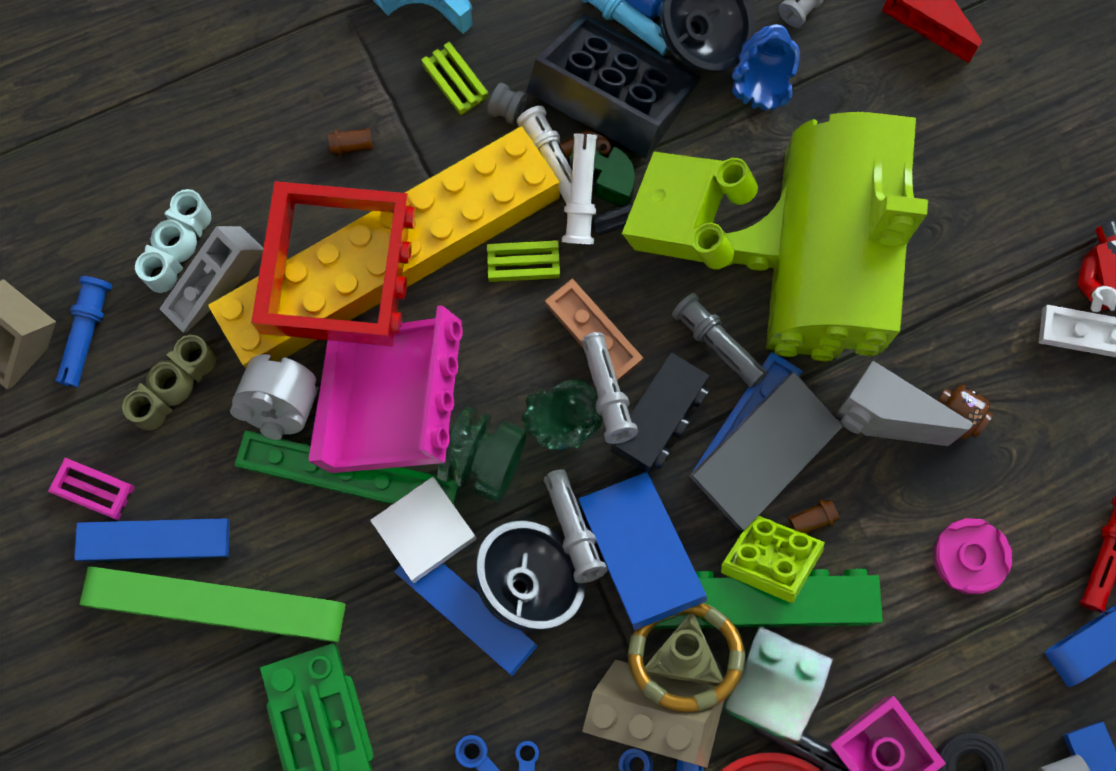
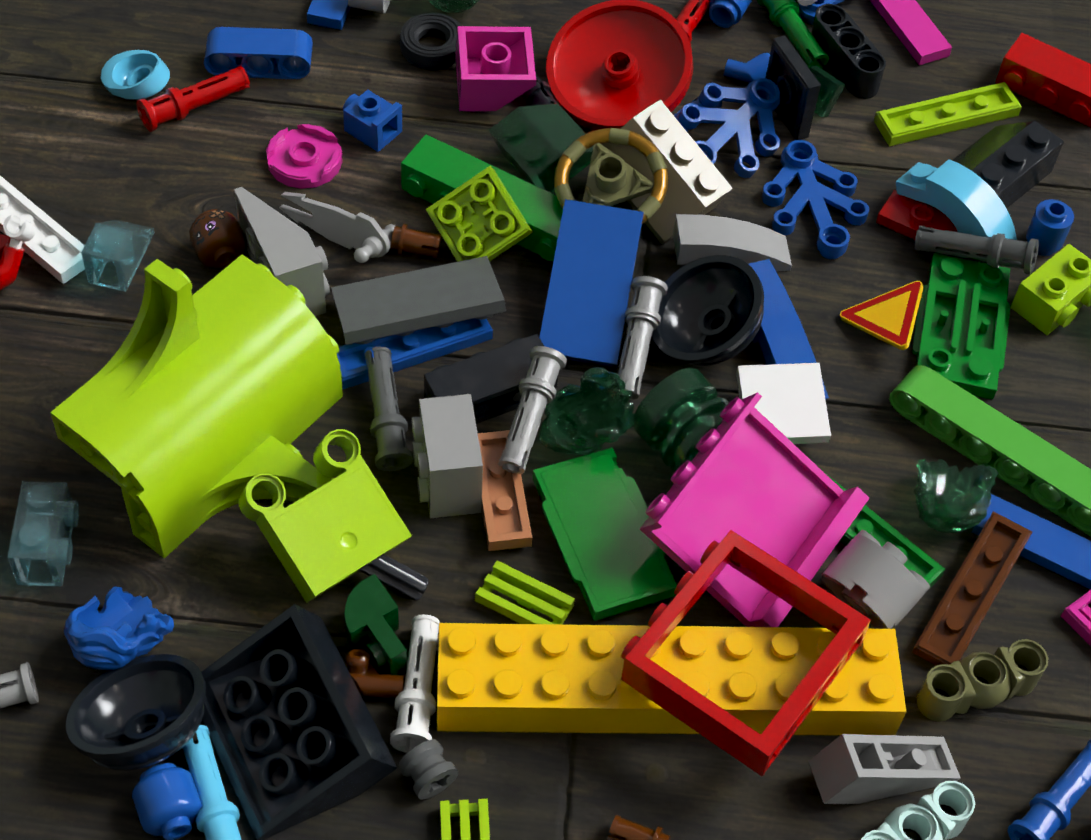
camera: 155 degrees left, 20 degrees down
(205, 458) = (972, 591): none -> reddish brown tile
(252, 529) = (953, 499): none -> clear green hair
(382, 687) = (888, 315): none -> piece
(505, 340) = (597, 528): none -> green piece
(553, 683) = (714, 235): none -> light grey slope
(580, 209) = (431, 598): white pin -> none
(643, 314) = (448, 456): none -> light grey brick
(844, 494) = (342, 226): none -> light grey piece
(868, 91) = (42, 533): none -> clear light blue brick
(934, 629) = (372, 119): none -> blue brick
(1030, 358) = (115, 253): none -> clear light blue slope

